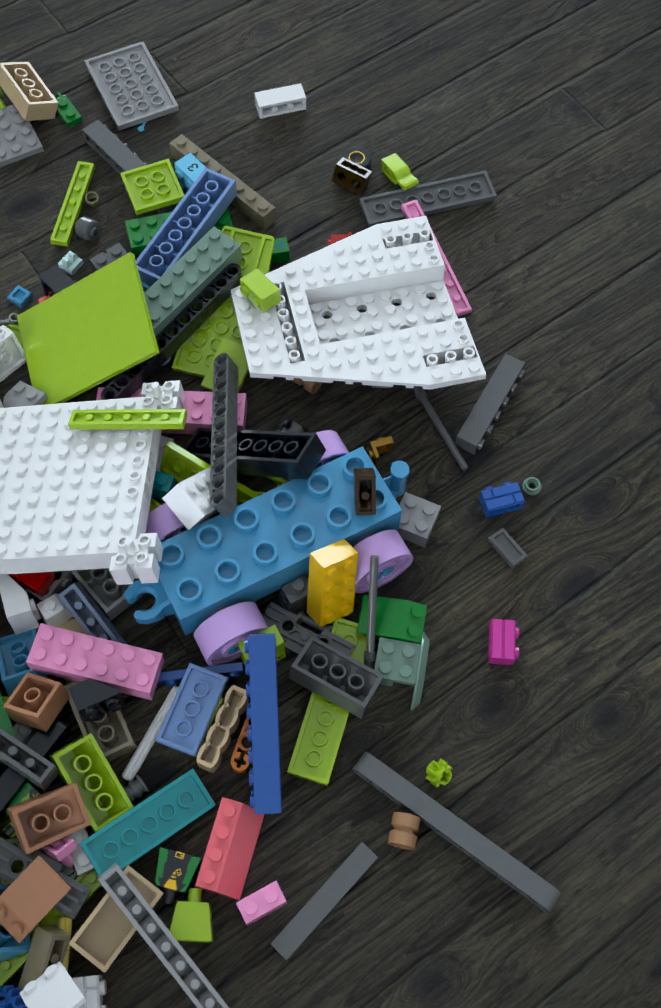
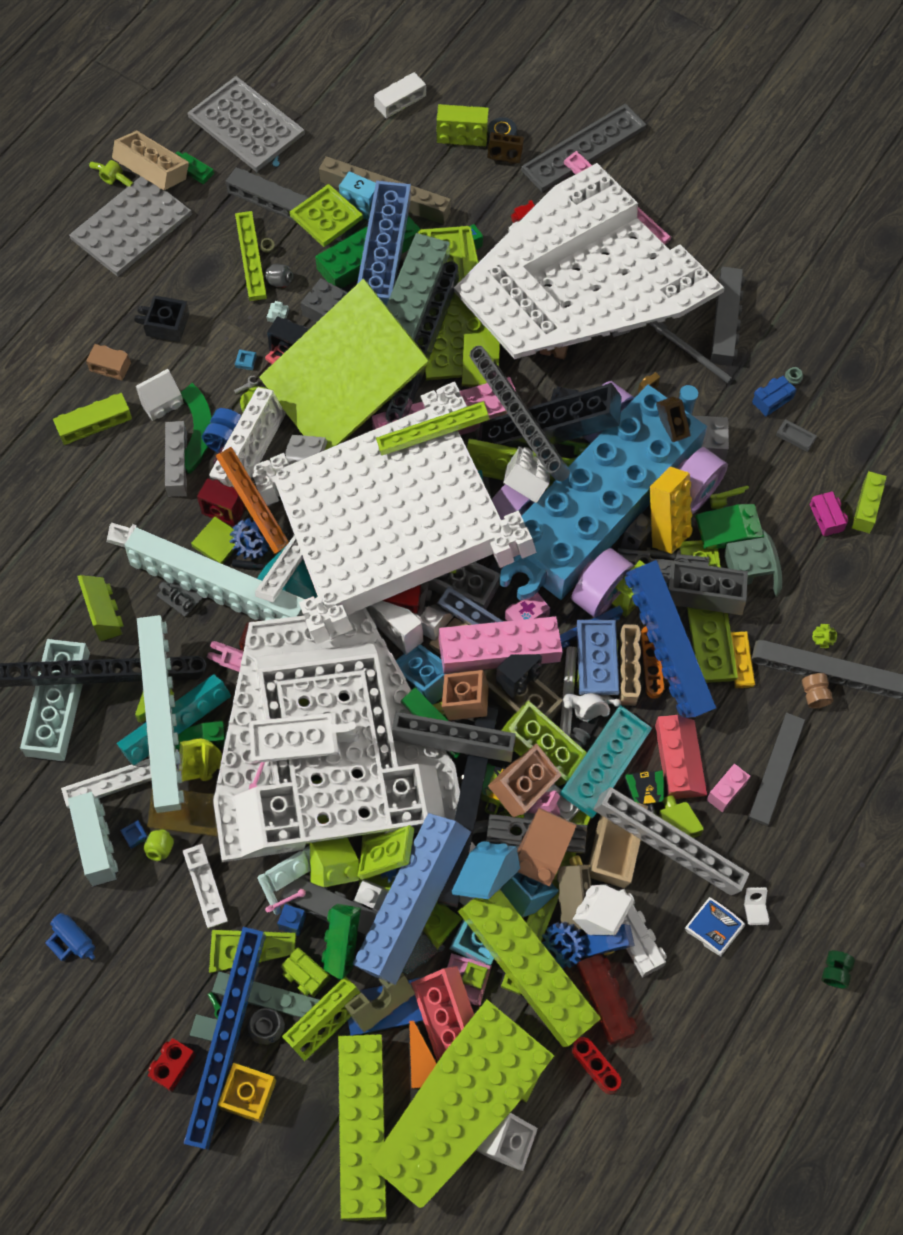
camera: 20 degrees left, 0 degrees up
(152, 636) = (528, 609): none -> bright pink brick
(160, 756) = (590, 705): none -> white piece
(260, 290) = (486, 278): lime brick -> none
(319, 142) = (462, 125): none -> lime brick
(343, 765) = (742, 660): none -> yellow tile
(370, 654) = (724, 561): dark grey bar -> none
(396, 587) = (717, 501): none -> lime plant
(398, 171) = (546, 130): lime piece -> none
(549, 645) = (869, 502): none -> lime brick

